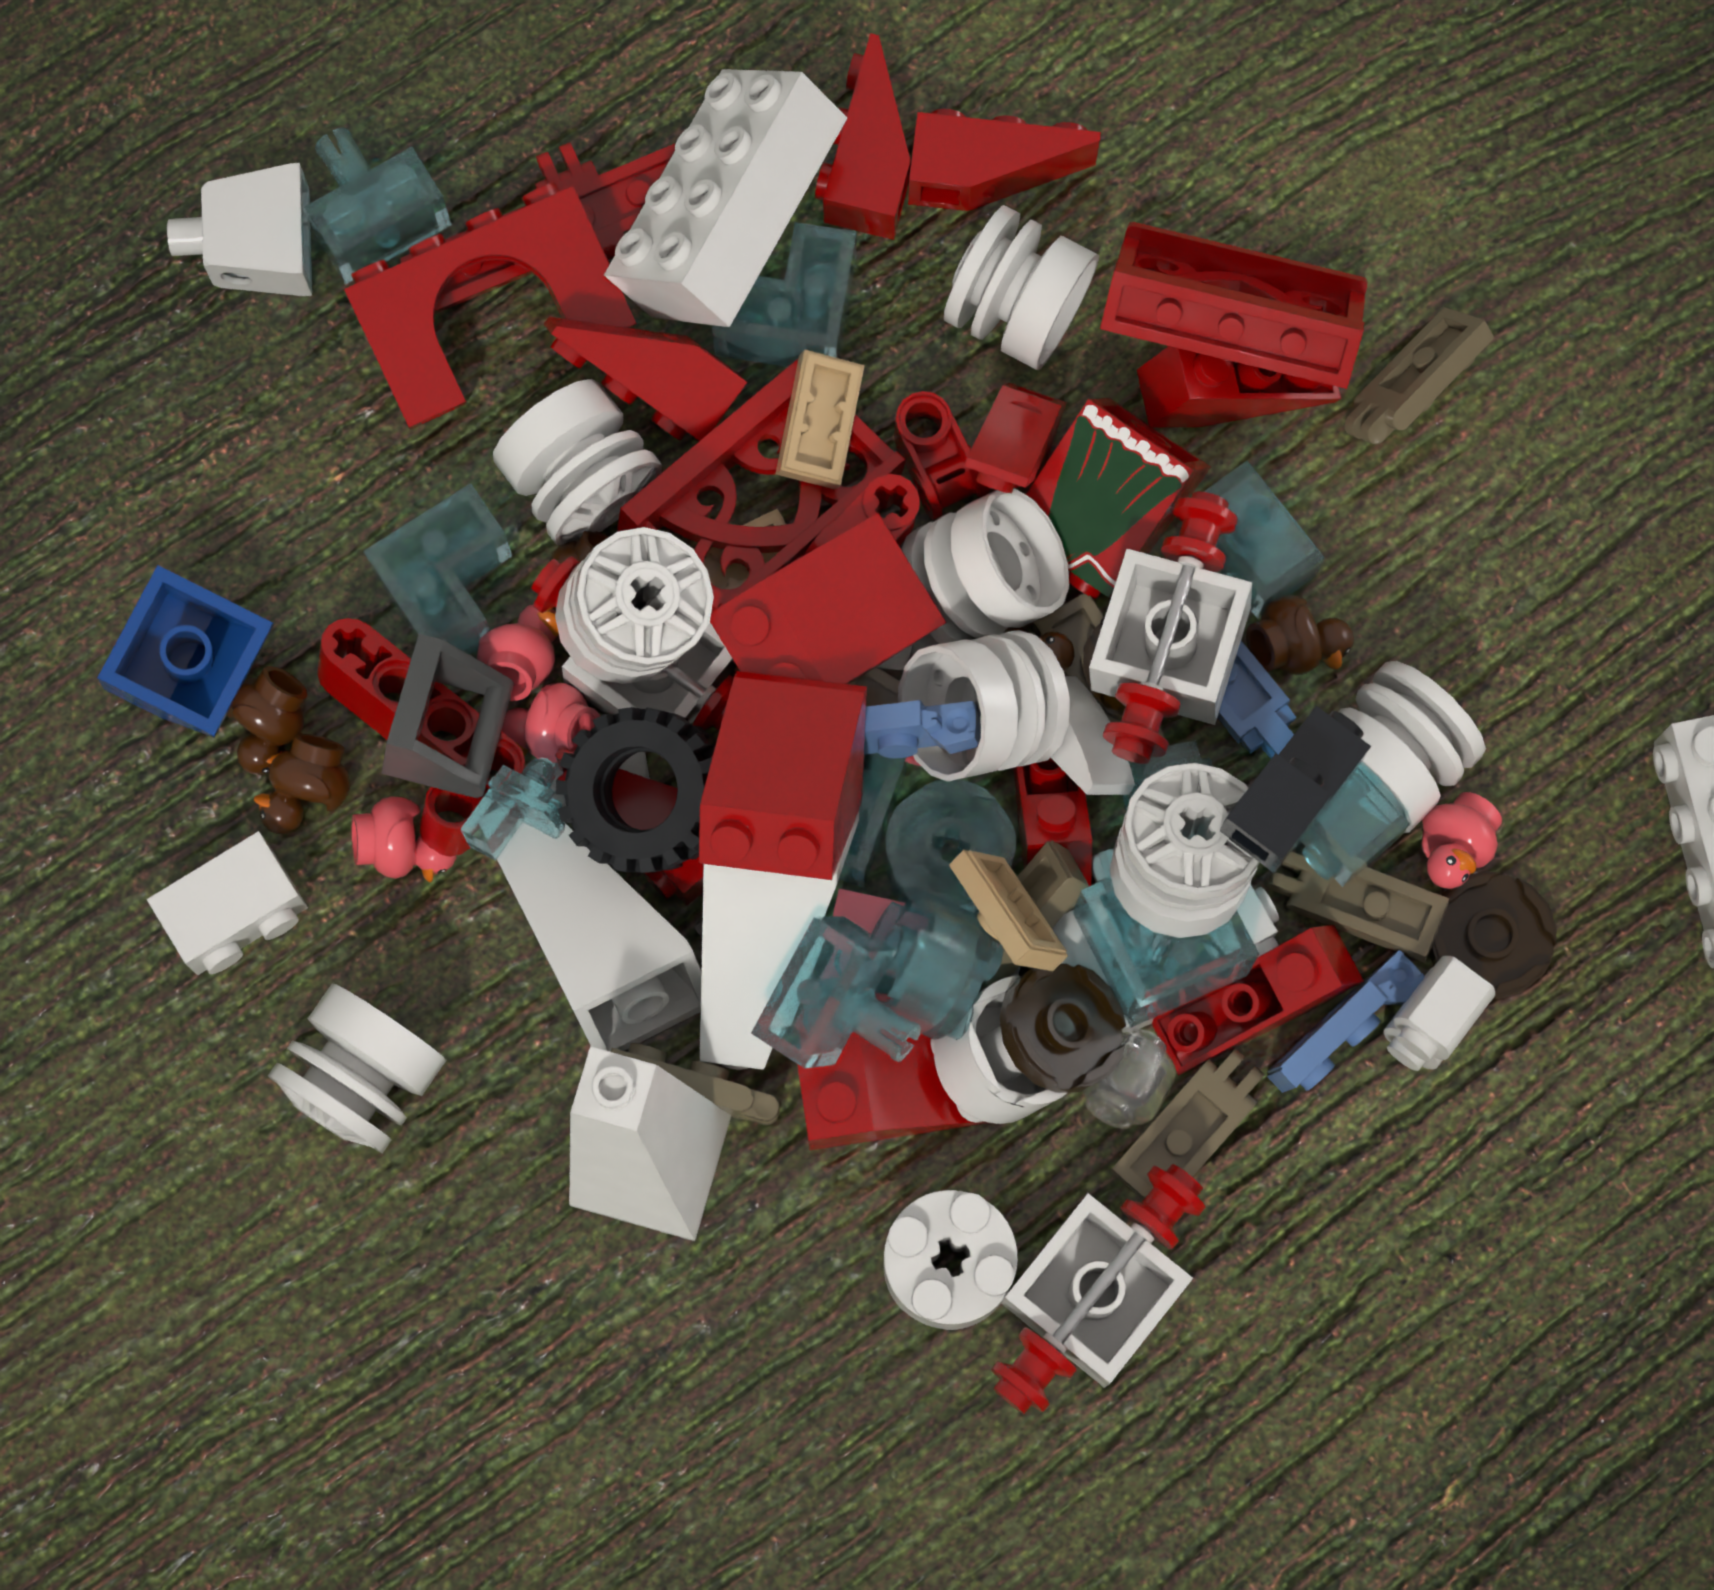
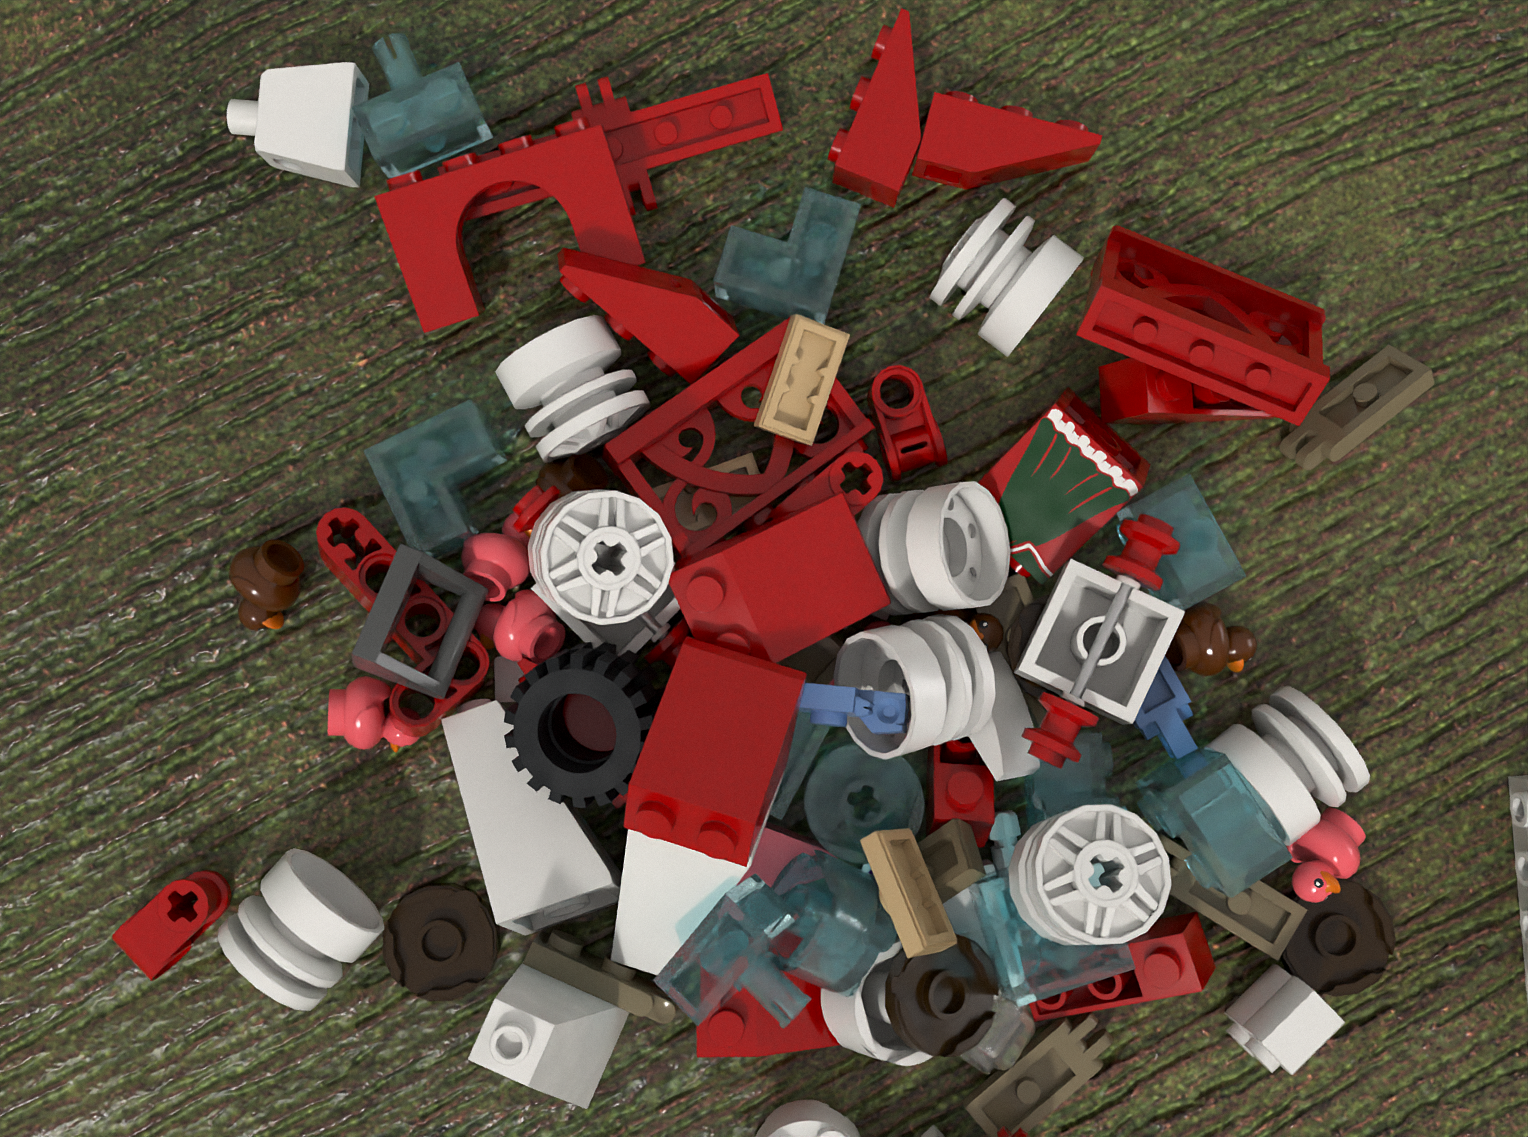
camera: 10 degrees right, 10 degrees up
(184, 653) = (192, 518): blue slope -> none
(203, 1101) = (170, 923): none -> red piece
(228, 905) = (209, 752): white brick -> none
(307, 773) = (294, 644): reddish brown animal -> none
(507, 1080) = (441, 941): none -> dark brown tile
(512, 801) = (466, 710): clear light blue piece -> none
(725, 196) = (744, 153): white brick -> none
(1015, 438) = (980, 429): red slope -> none
(1296, 787) = (1216, 829): black arch -> none
(1349, 1021) = (1159, 1025): medium blue hinge -> none

